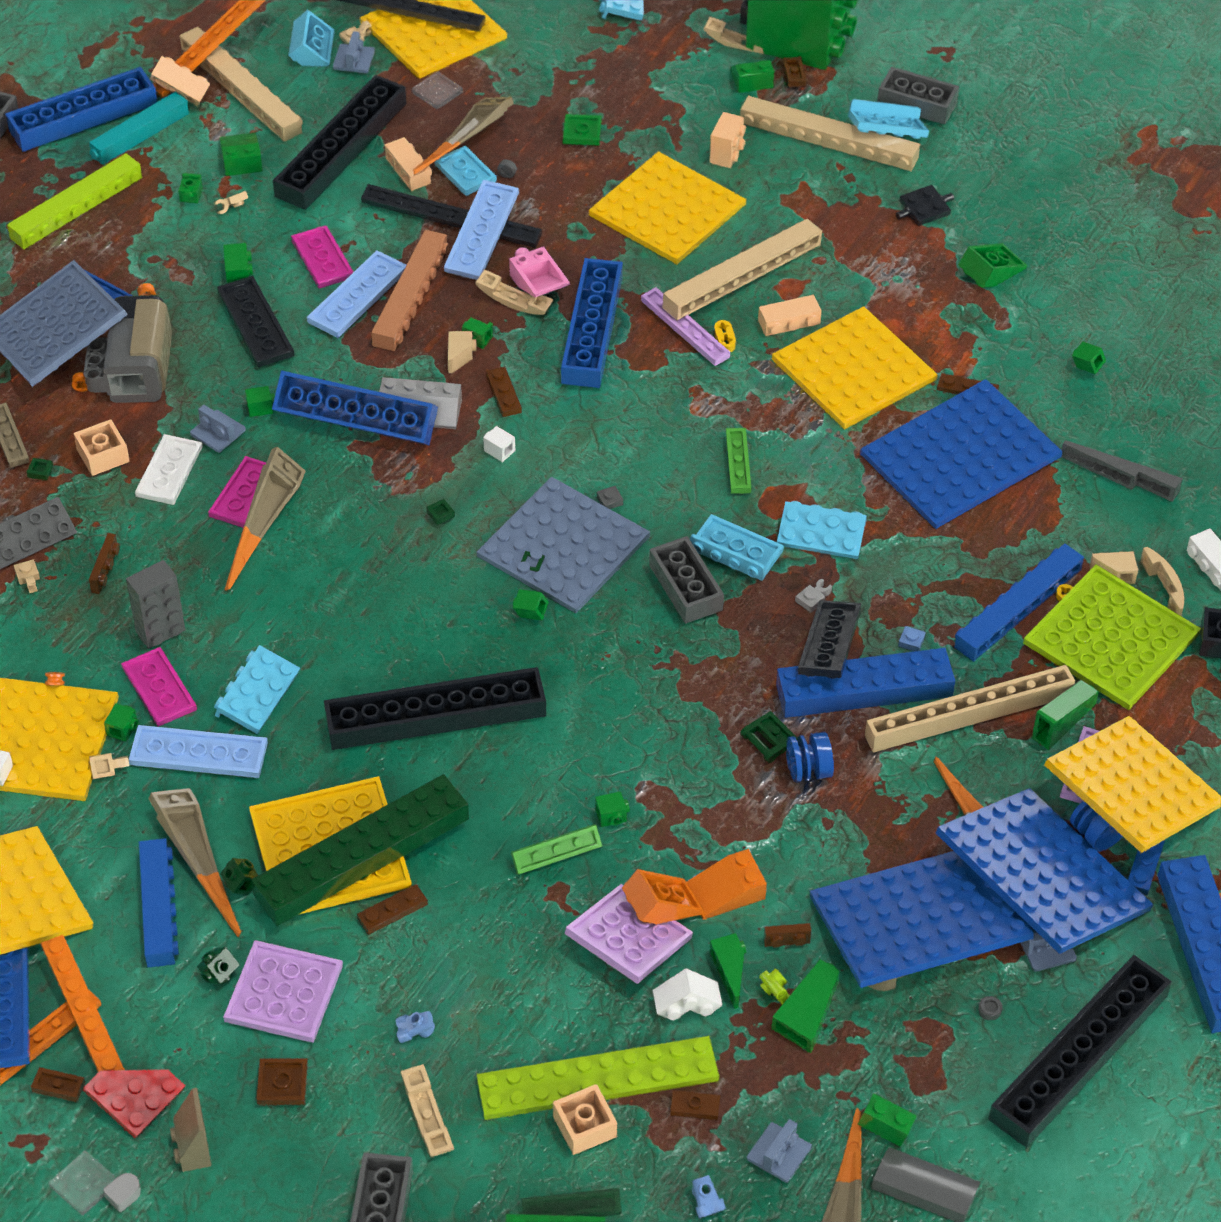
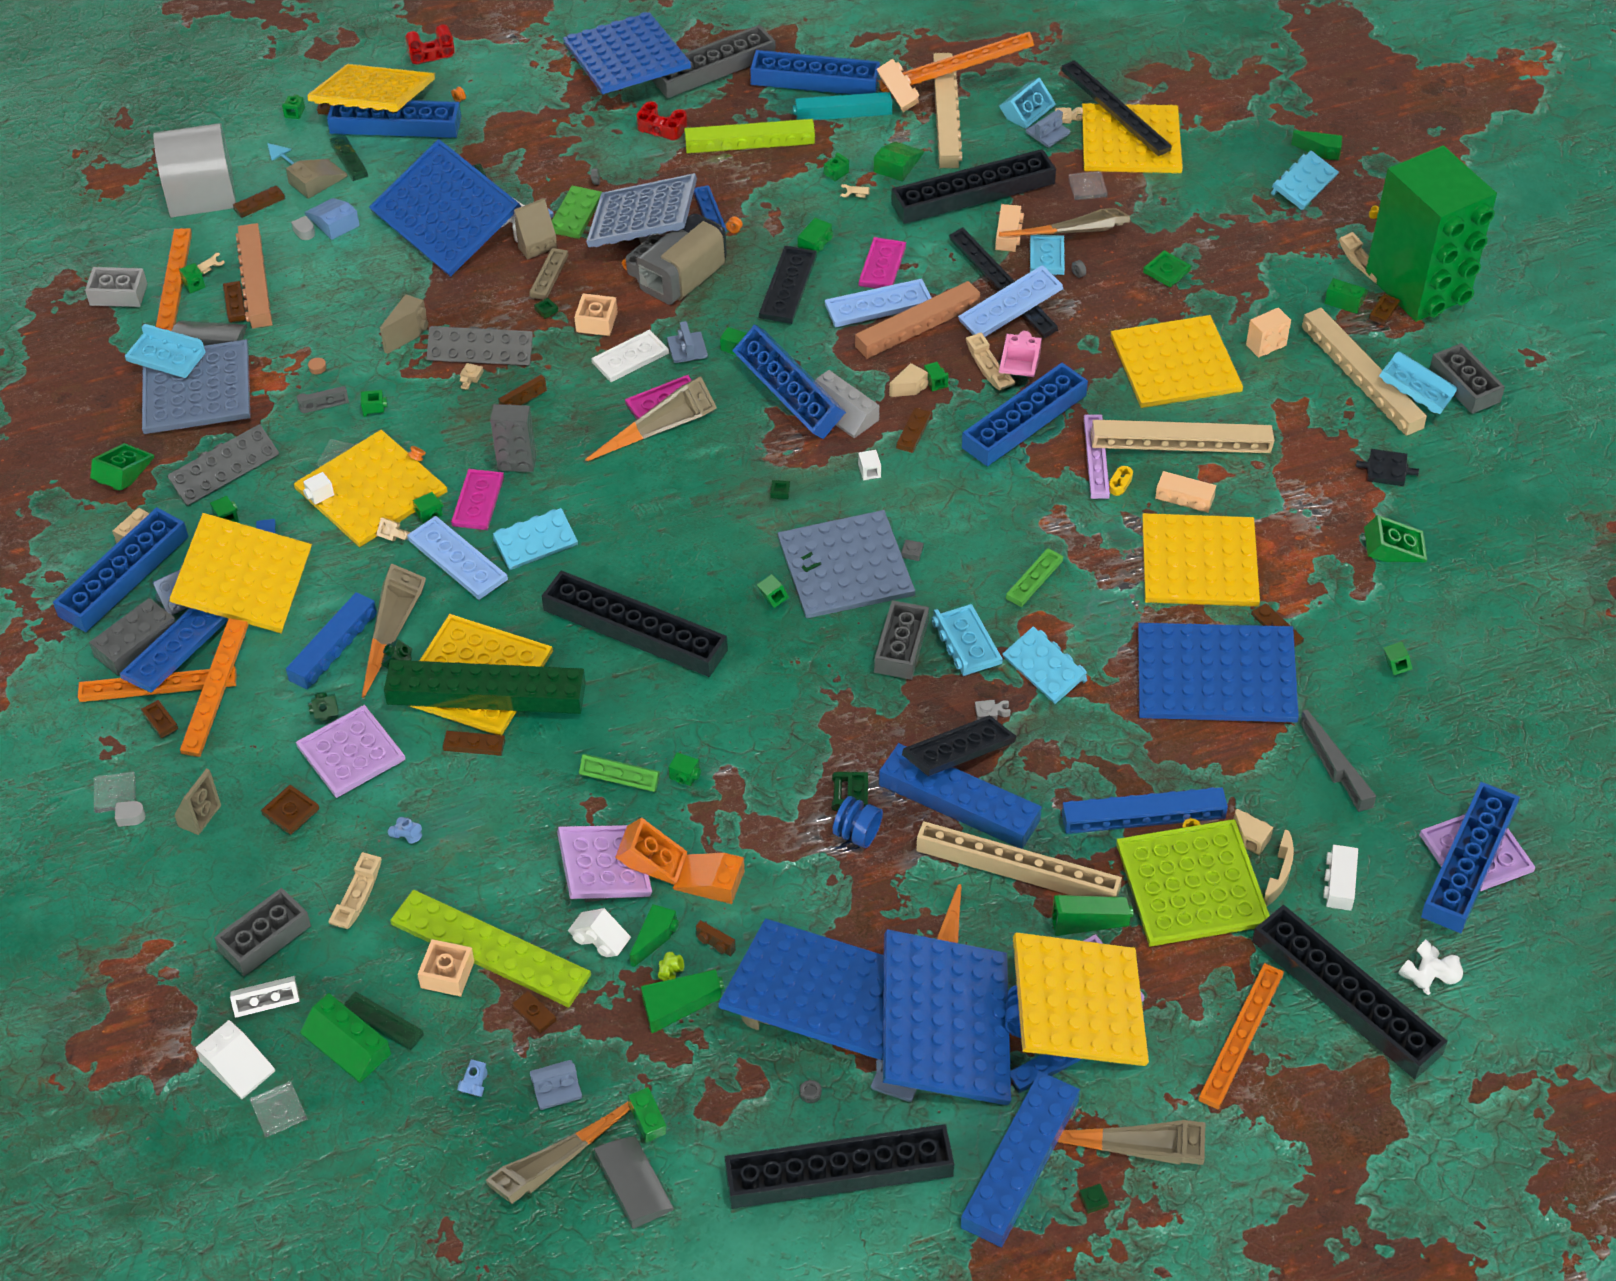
camera: 40 degrees right, 0 degrees up
(134, 1095) = (191, 754): plate -> none
(911, 639) = (1032, 787): medium blue plate -> none

